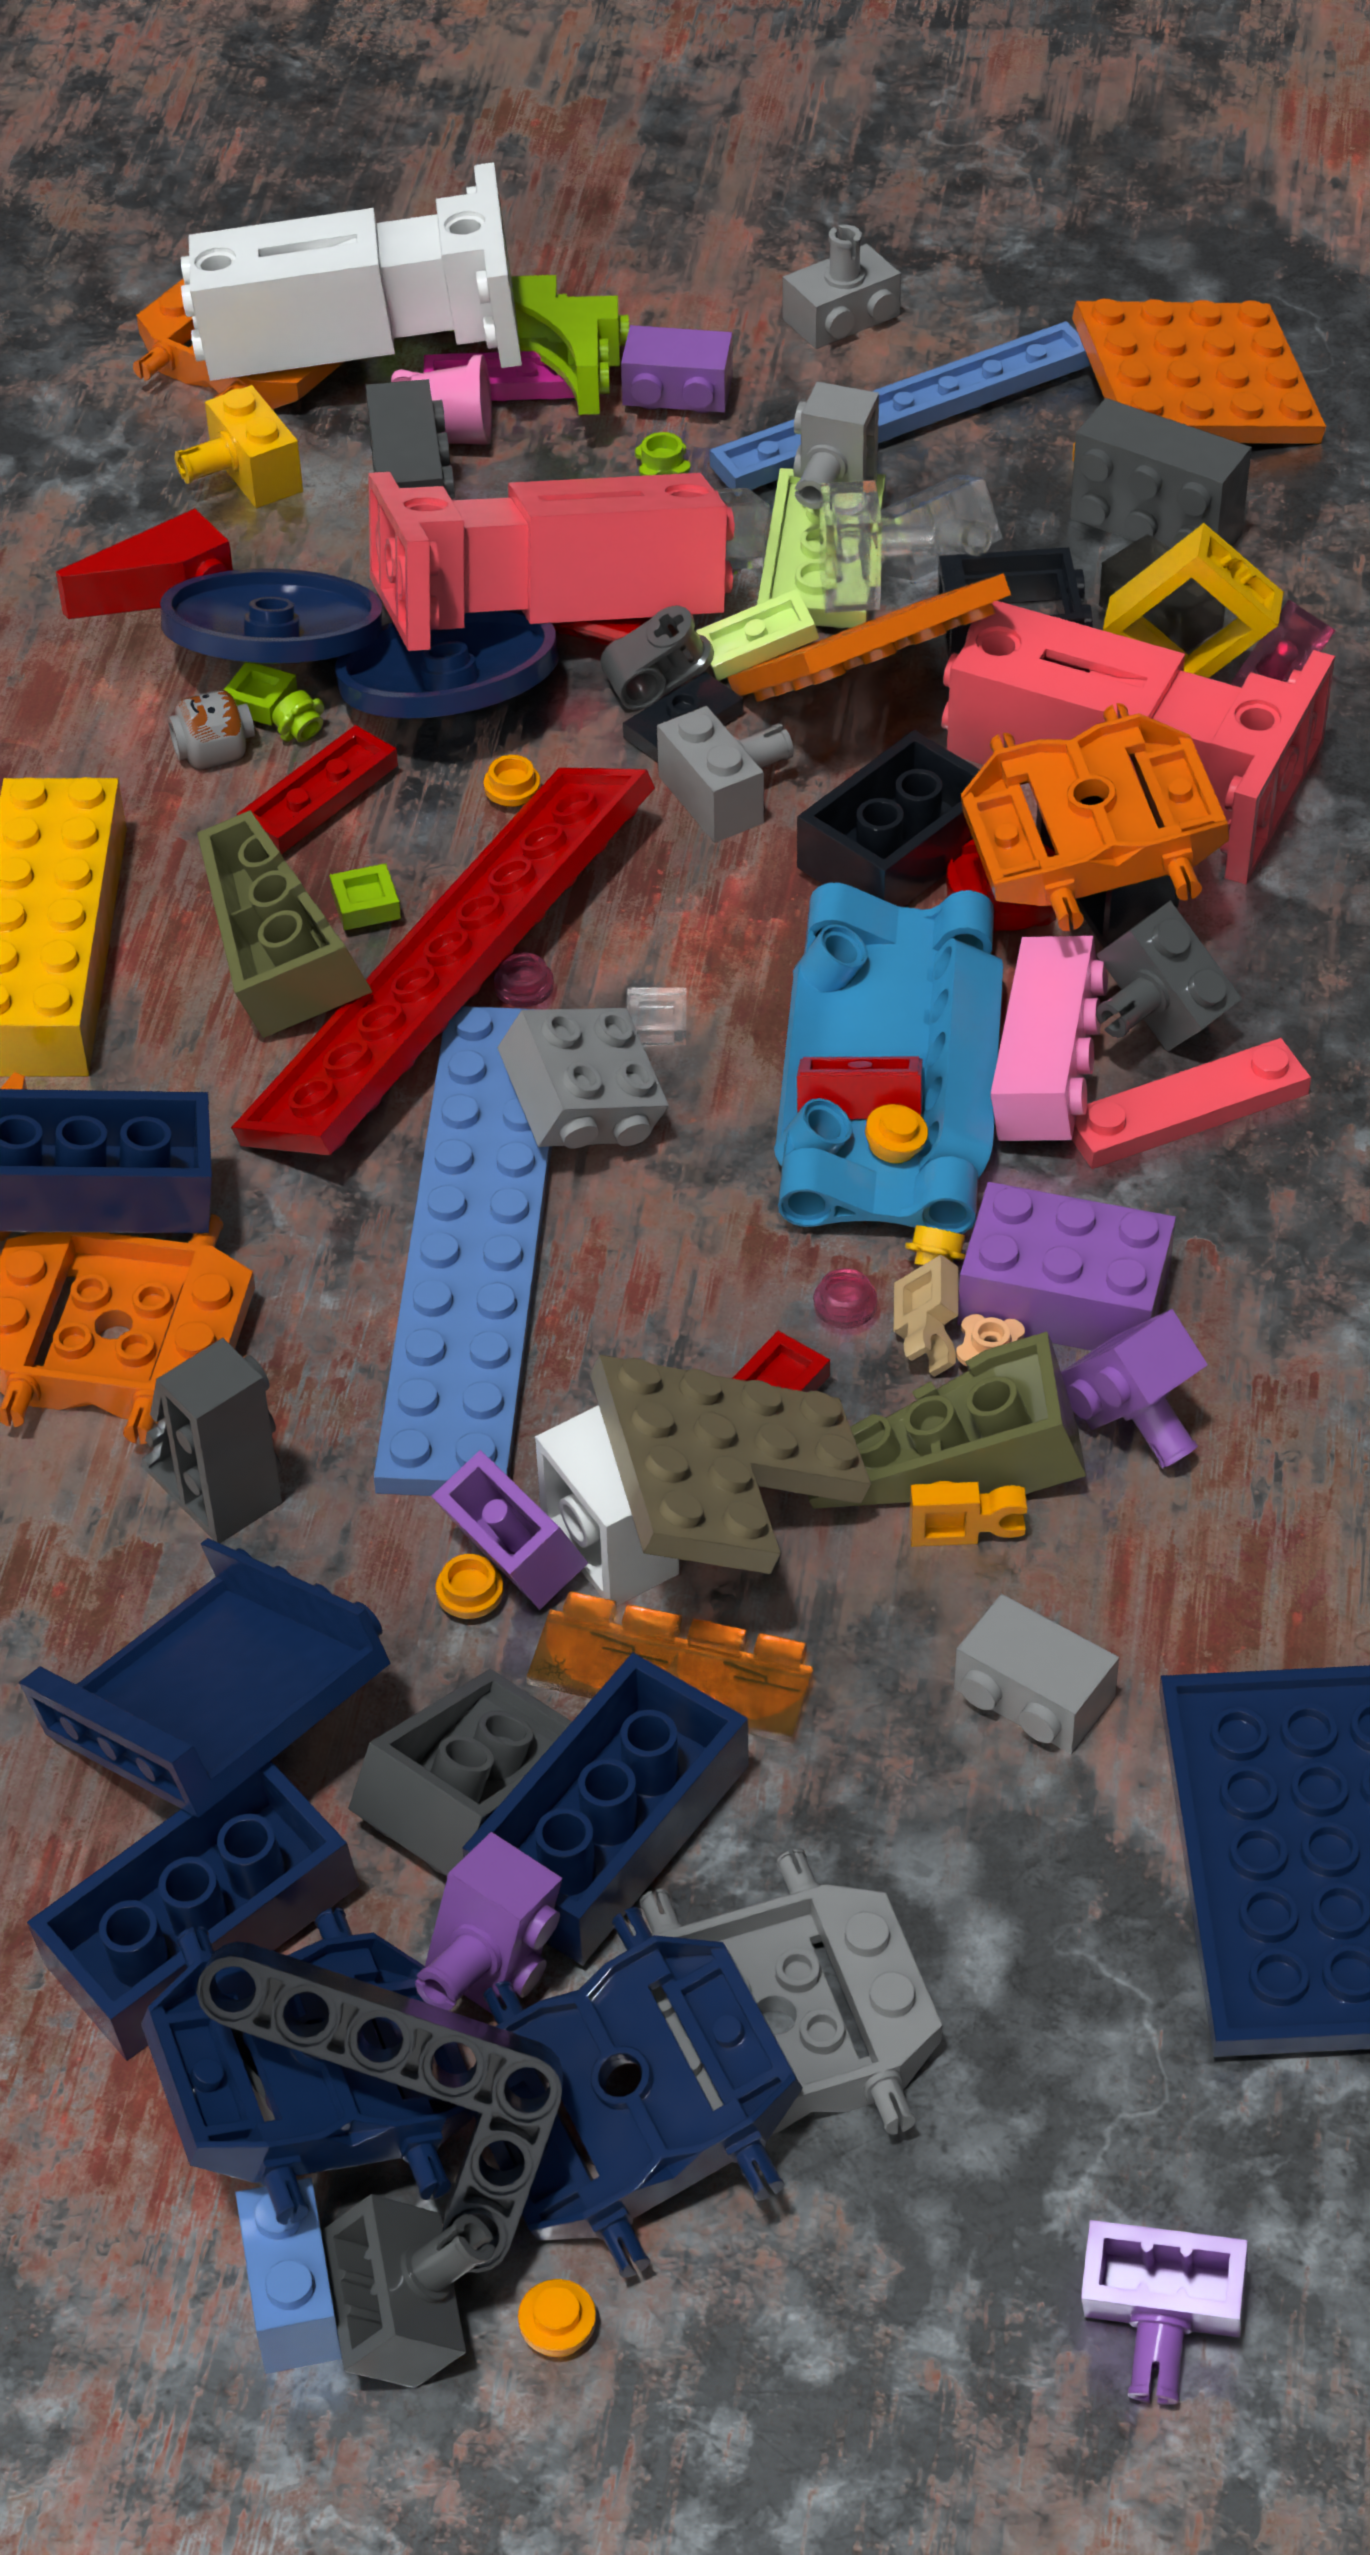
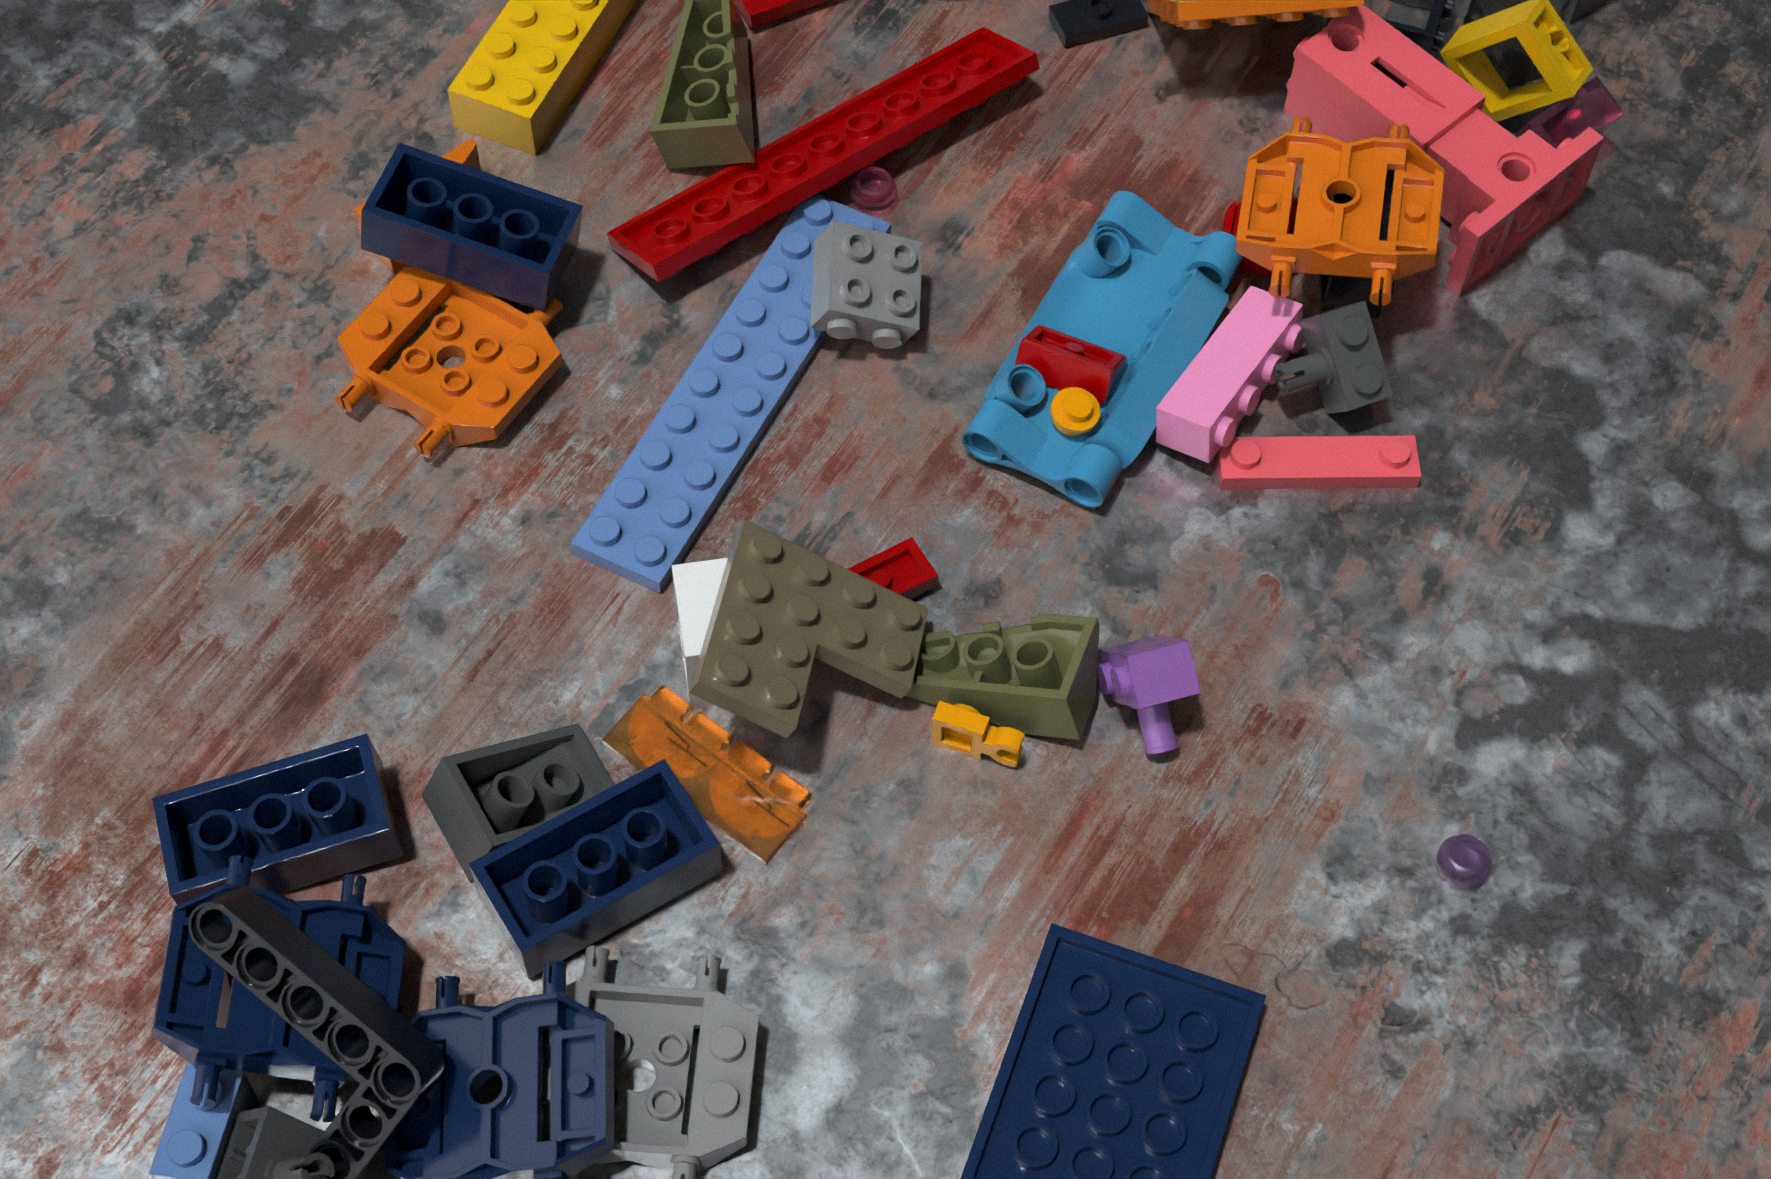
camera: 20 degrees right, 10 degrees up
(215, 1440) = (462, 479): dark grey wedge -> none
(215, 1682) = (369, 667): dark blue panel -> none
(365, 896) = (792, 83): lime plate -> none
(469, 1587) = (595, 654): light orange plate -> none
(490, 1926) = (458, 934): medium lavender brick -> none
(510, 1529) = (637, 624): medium lavender brick -> none
(511, 781) = (944, 25): light orange plate -> none
(658, 1014) = (956, 251): clear tile -> none
(717, 773) = (1095, 68): light grey brick -> none
(845, 1299) = (977, 529): clear pink plate -> none
(890, 822) = (1198, 157): black brick -> none
(922, 1307) = (1030, 557): tan plate -> none
(932, 1242) = (1064, 513): yellow plate -> none
(986, 1334) = (1062, 591): light nougat plate -> none
(1035, 1674) = (960, 884): light grey brick -> none
(1065, 1265) = (1148, 566): medium lavender brick -> none

